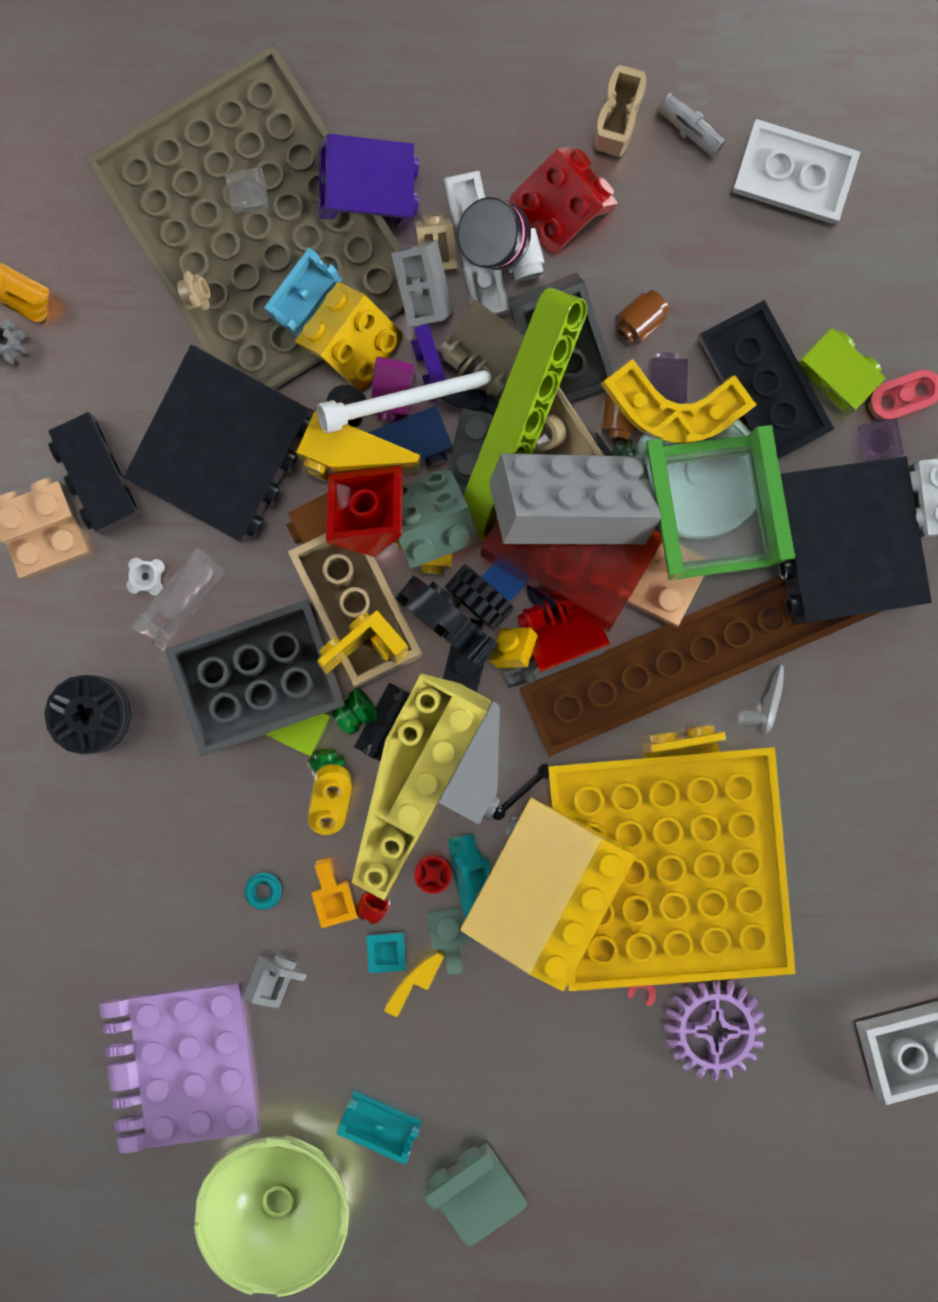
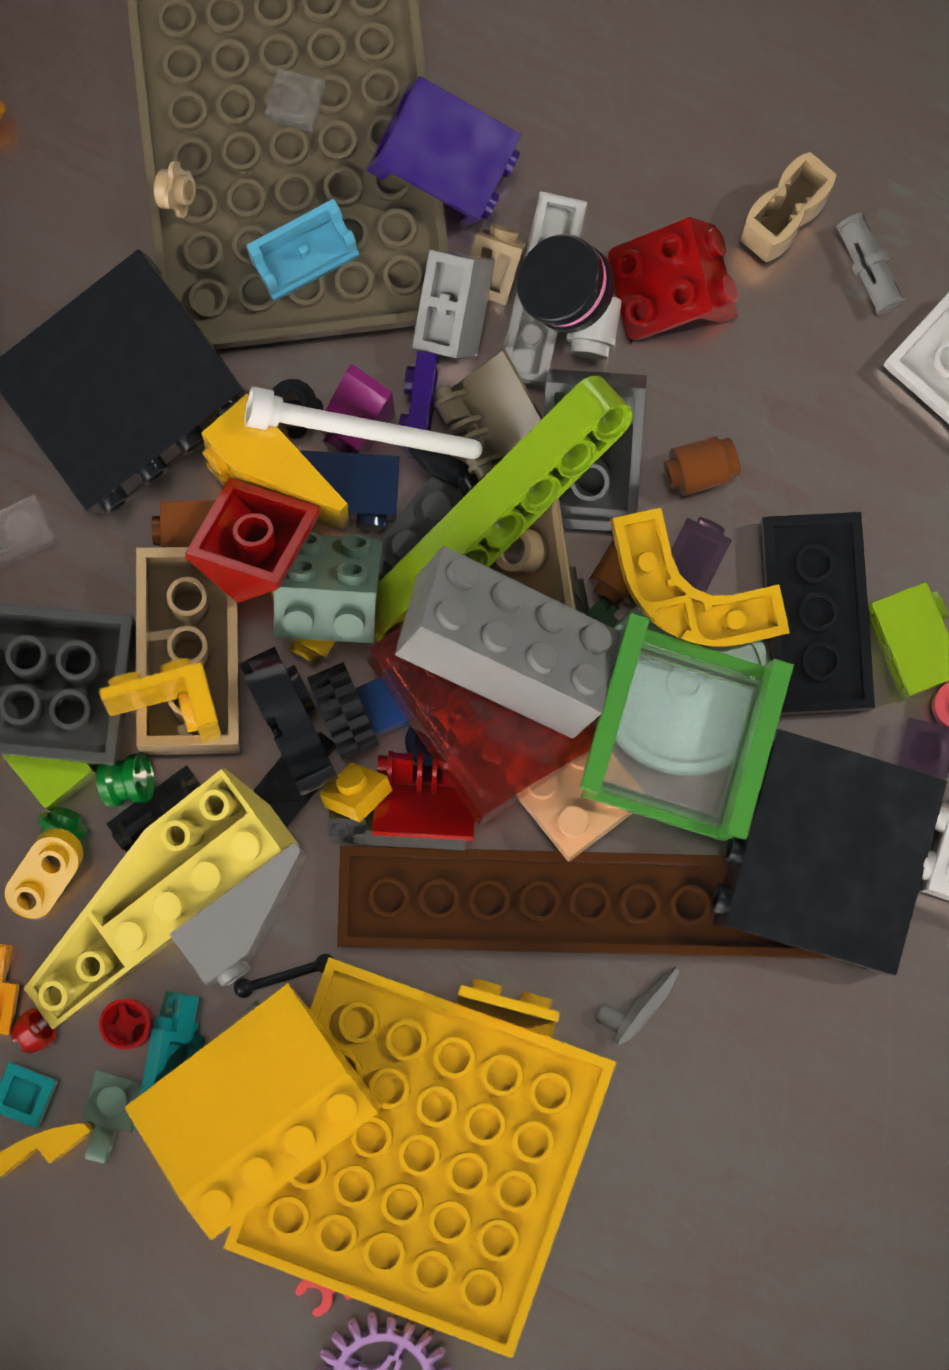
camera: 30 degrees right, 5 degrees down
(350, 334) = (337, 323): yellow bracket -> none

